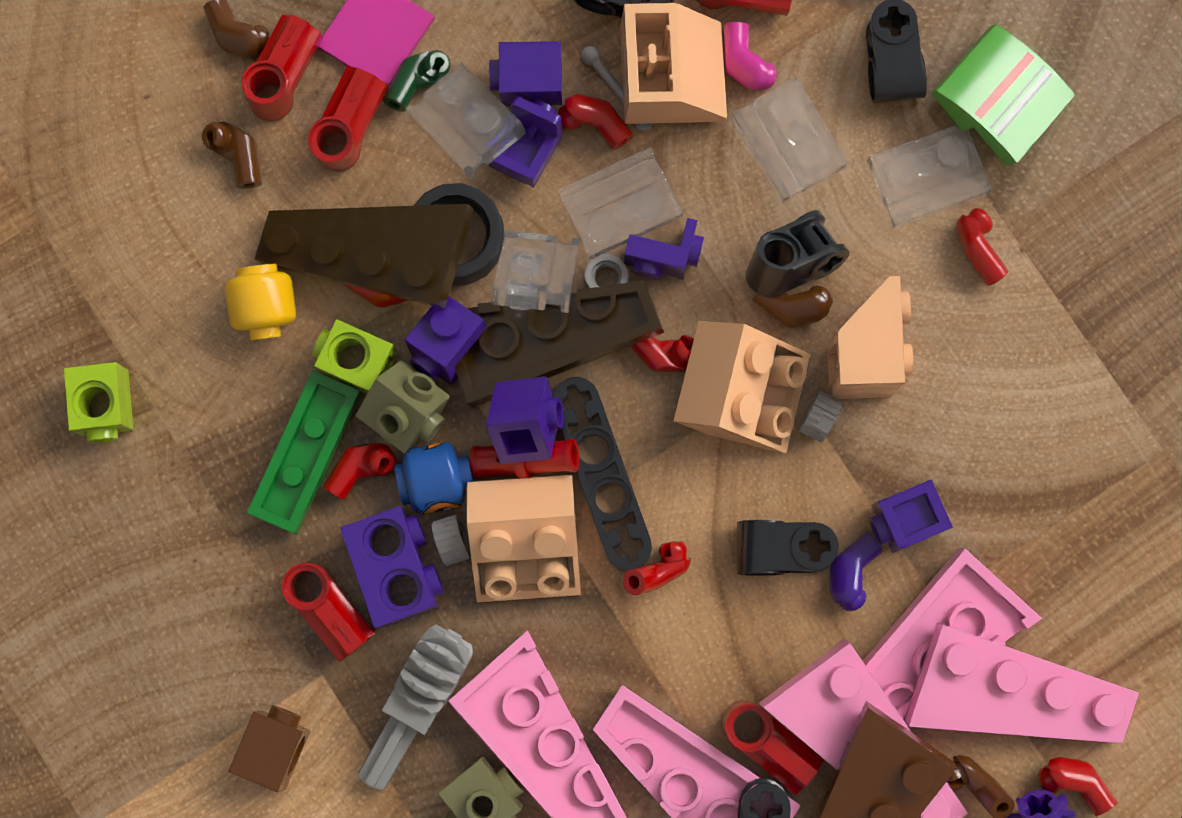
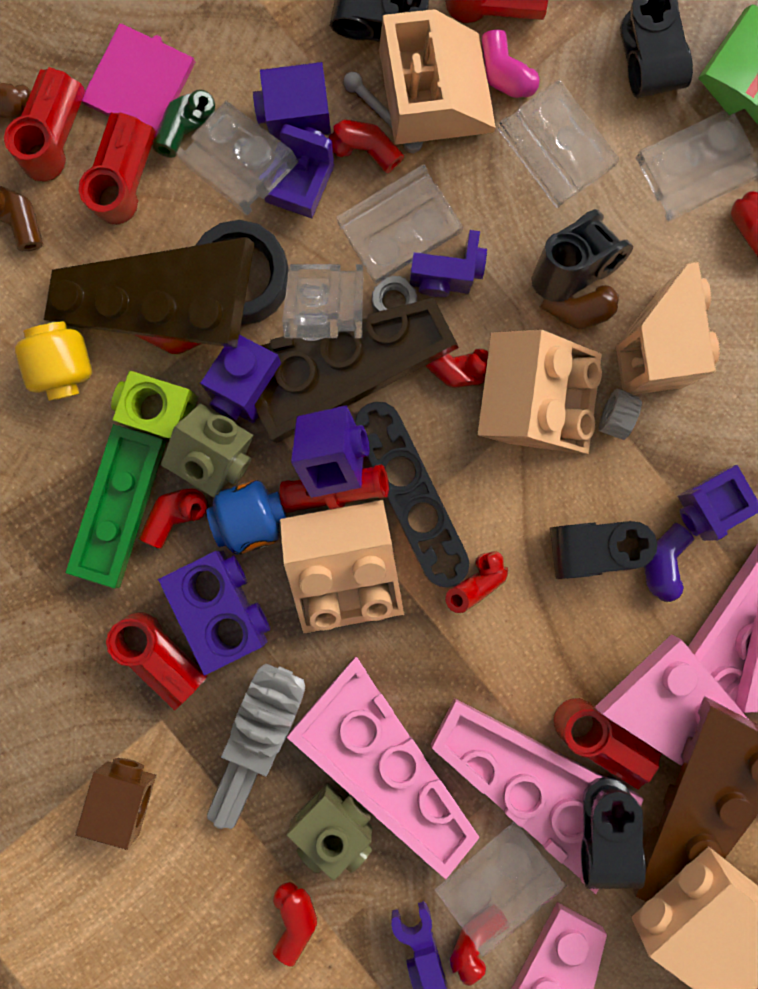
camera: 10 degrees left, 5 degrees up
(451, 540) = (270, 576): light grey axle -> none

